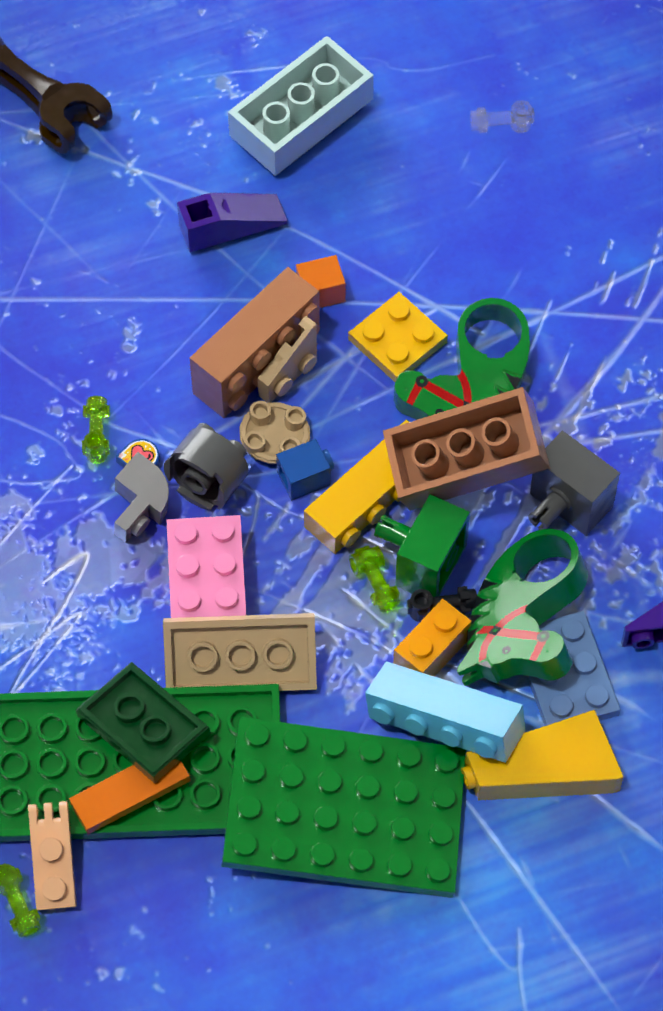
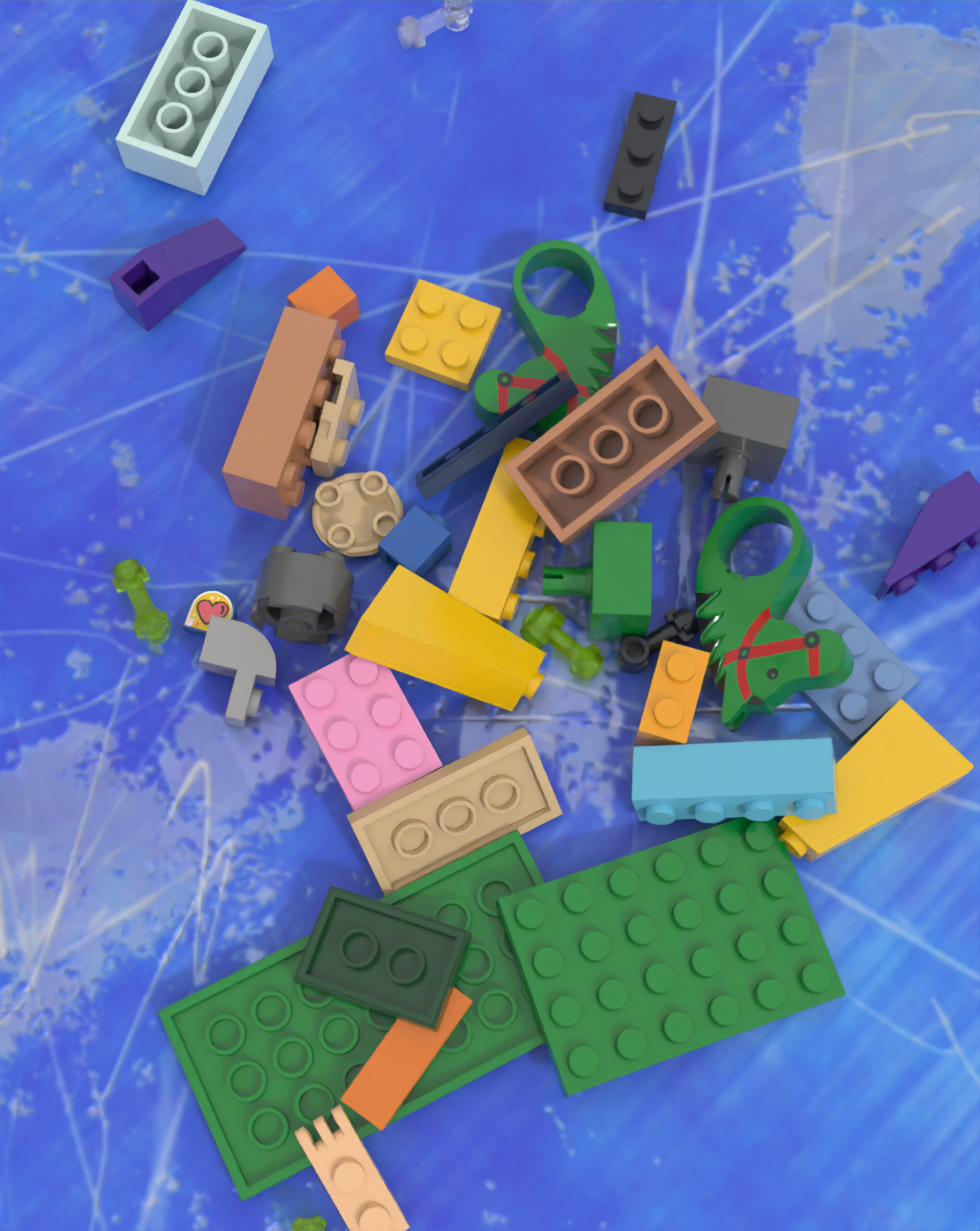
camera: 25 degrees left, 10 degrees up
(288, 536) = (445, 643): none -> yellow slope
(395, 414) = (496, 434): none -> dark blue tile
(605, 270) = (639, 156): none -> black plate

